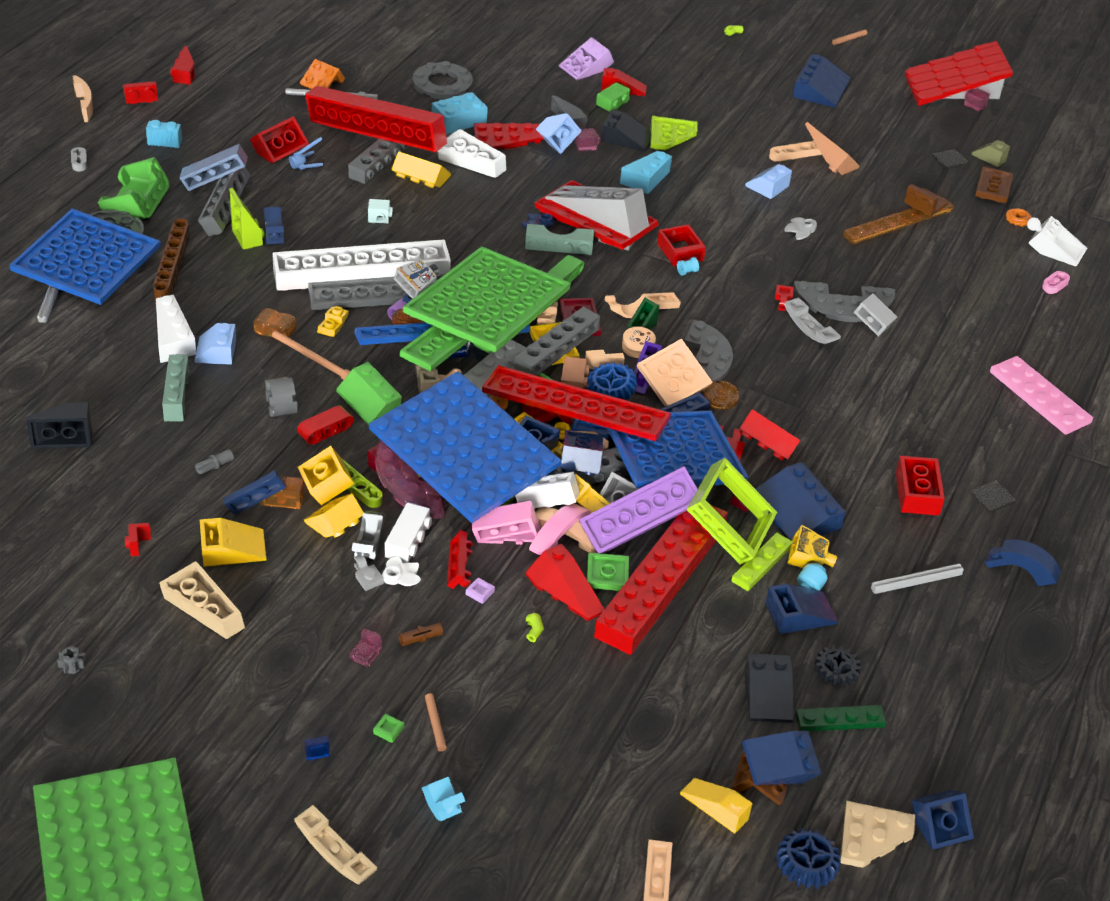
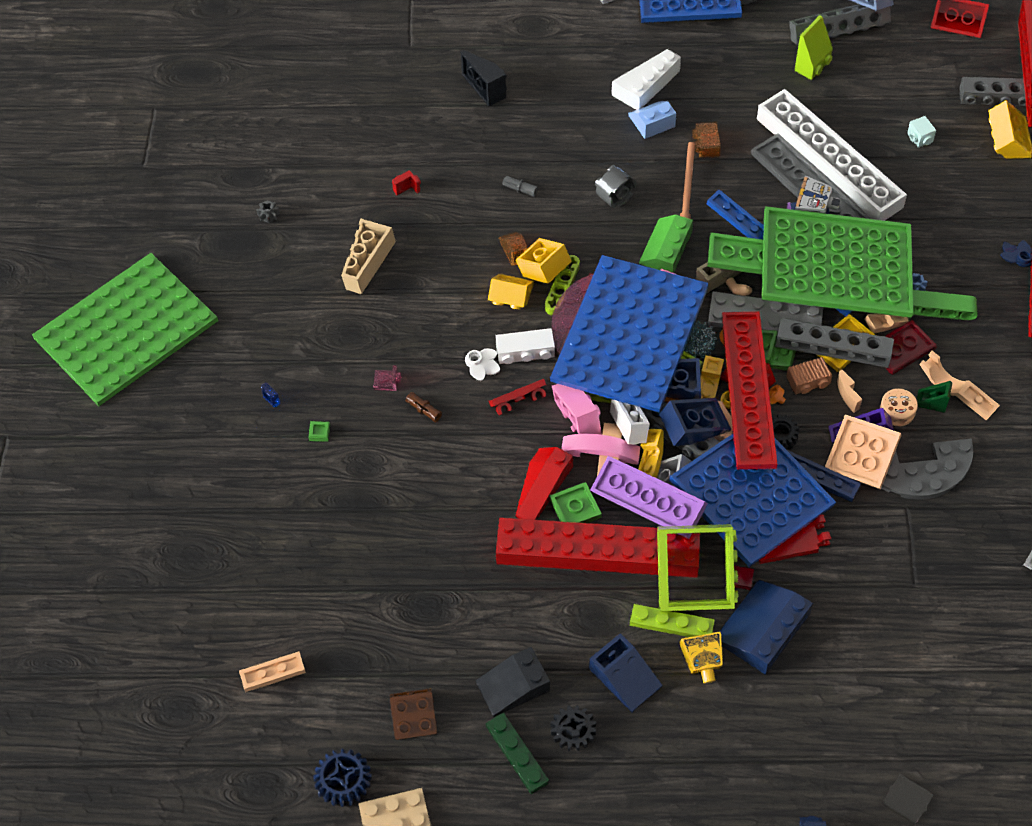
camera: 70 degrees right, 15 degrees up
(171, 259) = (732, 34): reddish brown beam -> none
(174, 391) = (565, 124): sand green arch -> none
(230, 542) = (436, 239): yellow slope -> none
(254, 492) = (492, 226): dark blue plate -> none
(273, 225) = (831, 75): dark blue arch -> none
(298, 158) = (944, 41): medium blue plant -> none
(325, 425) = (611, 233): red beam -> none
(333, 321) = (750, 175): yellow slope -> none
(333, 847) = (190, 449): tan slope -> none
(367, 575) = (465, 343): light grey plate -> none
(369, 535) = (509, 321): arch -> none
(435, 721) = (342, 458): nougat bar -> none
(443, 799) = (265, 495): medium azure brick -> none
(480, 590) = (498, 425): lavender tile -> none
(537, 626) = (482, 481): lime arm -> none
(543, 240) = (1010, 298): sand green arch -> none
(613, 380) = (817, 409): blue gear -> none
(719, 802) = (365, 689): yellow slope -> none
(721, 395) = (878, 505): clear orange tile -> none
(769, 435) = (839, 563): slope -> none
(782, 758) = (422, 714): dark blue slope -> none
(812, 577) = (670, 669): medium azure head -> none
(917, 578) = (736, 762): axle -> none
(919, 485) = (861, 720): red brick -> none

